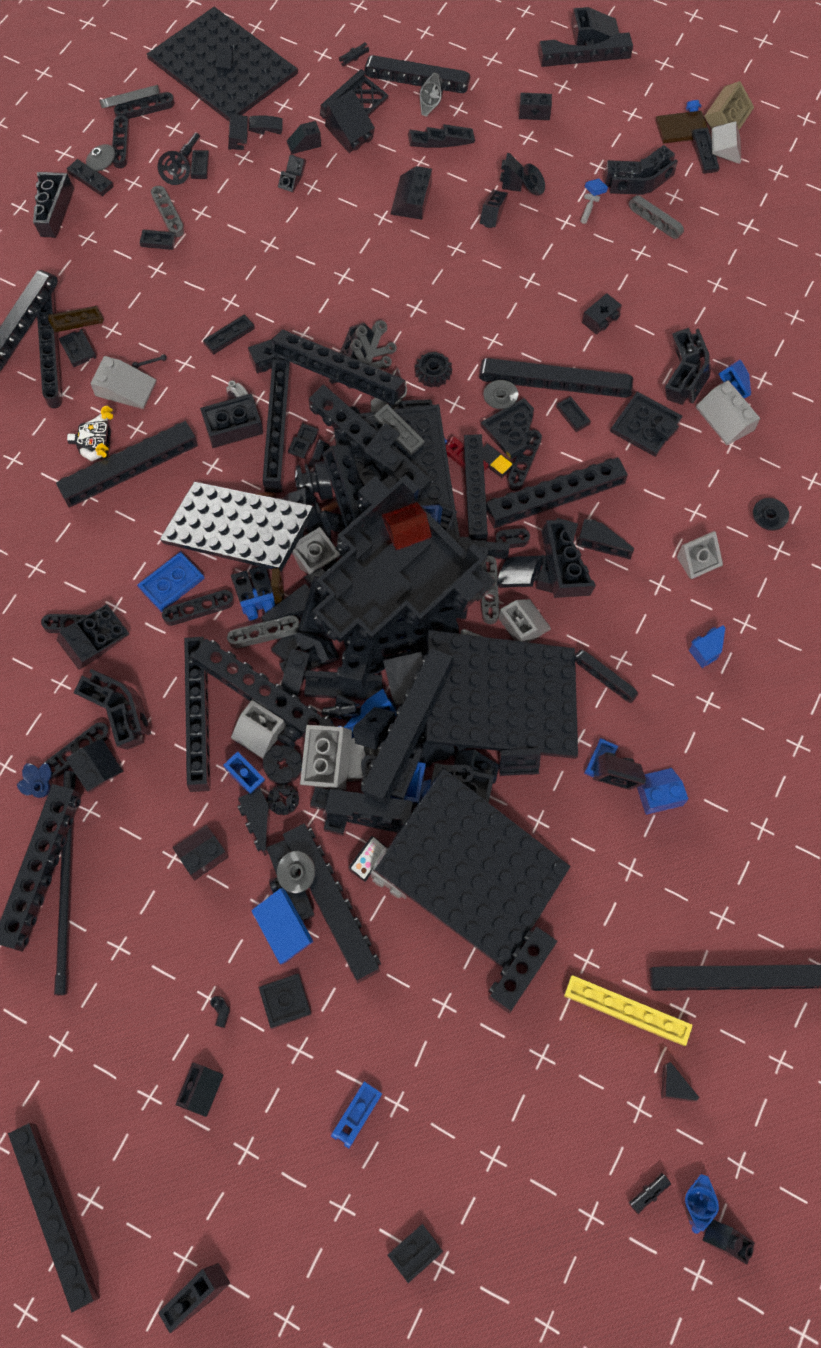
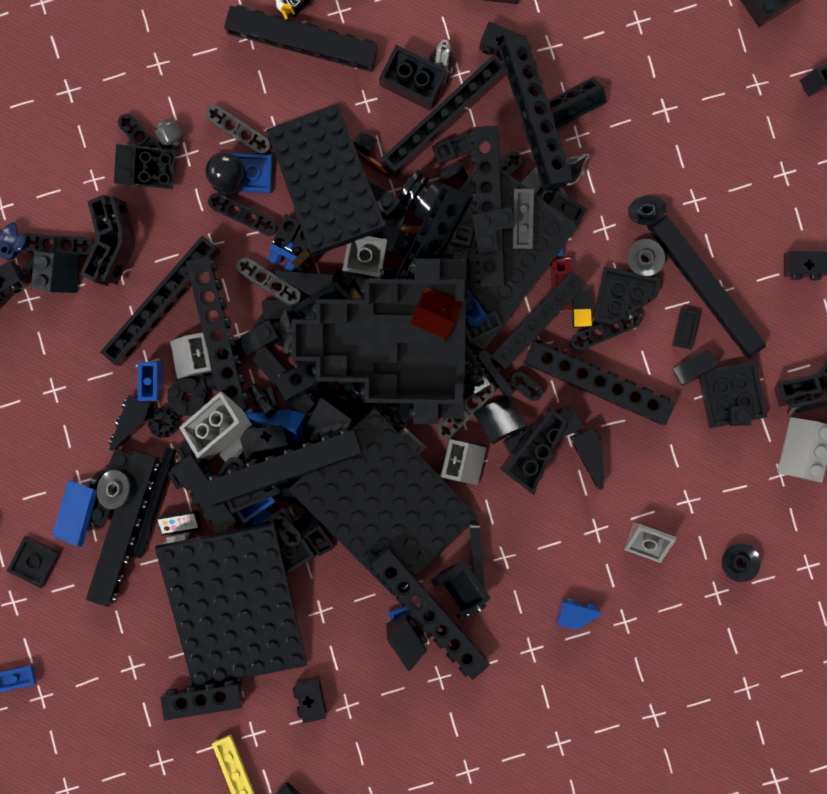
camera: 45 degrees right, 20 degrees up
(89, 600) = (169, 133): none -> dark grey head
(139, 557) = (238, 130): none -> dark grey beam
(160, 585) = (226, 173): none -> black tile
(200, 852) = (71, 404): black slope -> none
(240, 485) = (365, 143): none -> black plate
(335, 863) = (153, 502): none -> black axle
(370, 349) = (585, 117): dark grey plant -> none
(433, 369) = (622, 174): black gear -> none
(470, 367) = (647, 210): none -> black dish
(519, 762) = (347, 561): black plate -> none
(604, 428) = (695, 367): none -> black slope
(610, 888) = (312, 688): none -> black brick
(617, 699) = (463, 587): none -> black panel
(662, 791) = (425, 679): blue slope -> none
(682, 740) = (471, 667): none -> black brick

